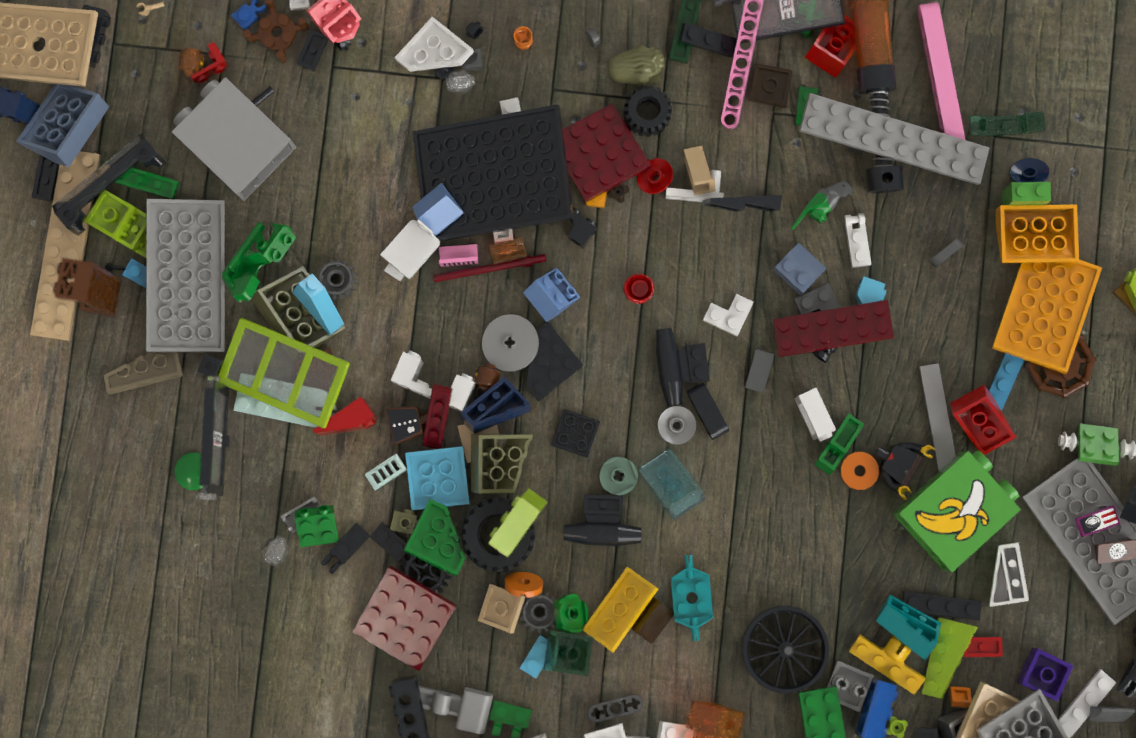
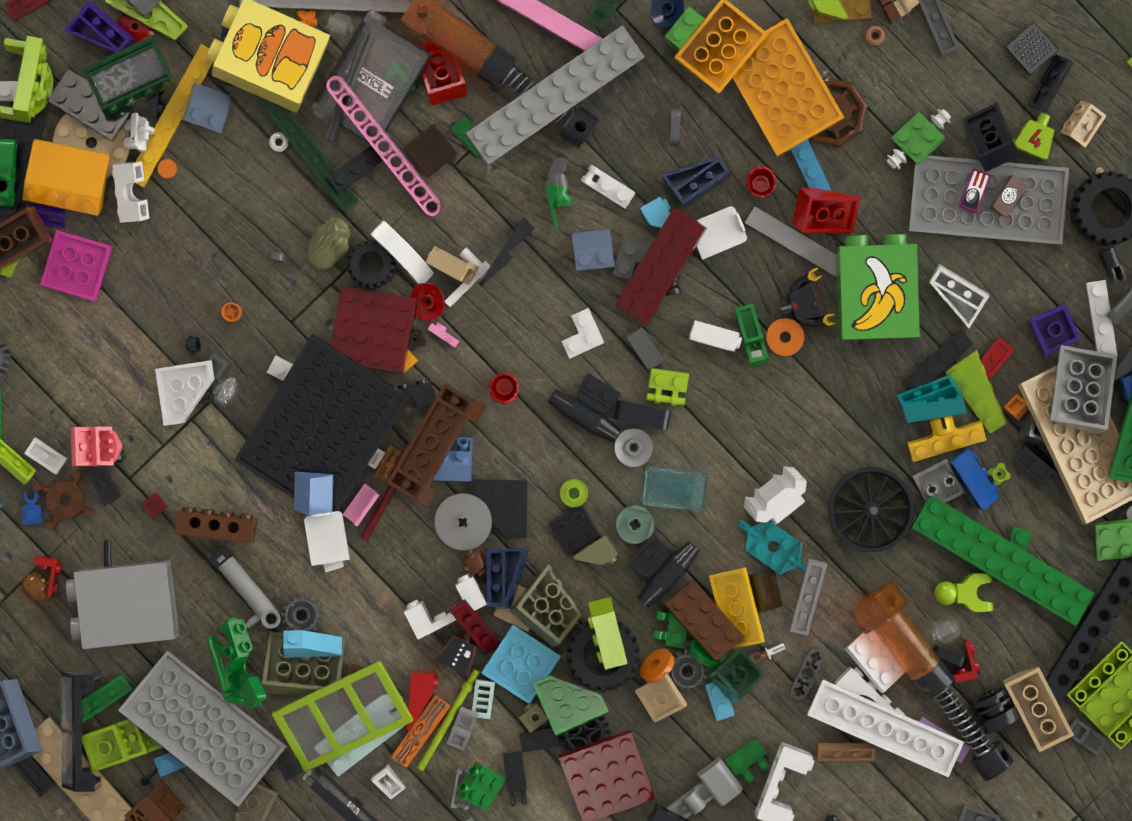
camera: 50 degrees left, 5 degrees up
(260, 452) = (388, 782): none -> white slope
(321, 445) = (420, 731): none -> orange tile
(328, 100) = (154, 505): none -> dark red plate
(328, 189) = (246, 587): none -> light grey piece
(338, 130) = (185, 525): none -> reddish brown brick
(349, 475) = (462, 728): none -> light grey slope
(384, 452) = (467, 687): none -> lime bar
(552, 266) = (433, 443): none -> reddish brown plate
(566, 575) = (675, 633): none -> green plate
(574, 464) = (598, 552): none -> olive slope
(589, 592) = (704, 621): none -> reddish brown plate
(603, 408) = (573, 493): none -> lime plate
(605, 663) = (767, 653): none -> piece
(640, 205) = (439, 330): none -> bright pink plate
(676, 658) = (808, 597): none -> light grey tile
(677, 125) = (402, 253): none -> white slope
(733, 568) = (777, 497): none -> white slope
(750, 409) = (667, 380): none -> lime plate
(898, 354) = (722, 232): none -> white piece
(921, 302) = (695, 181): none -> dark blue wedge
(961, 352) = (761, 181): none -> red hair

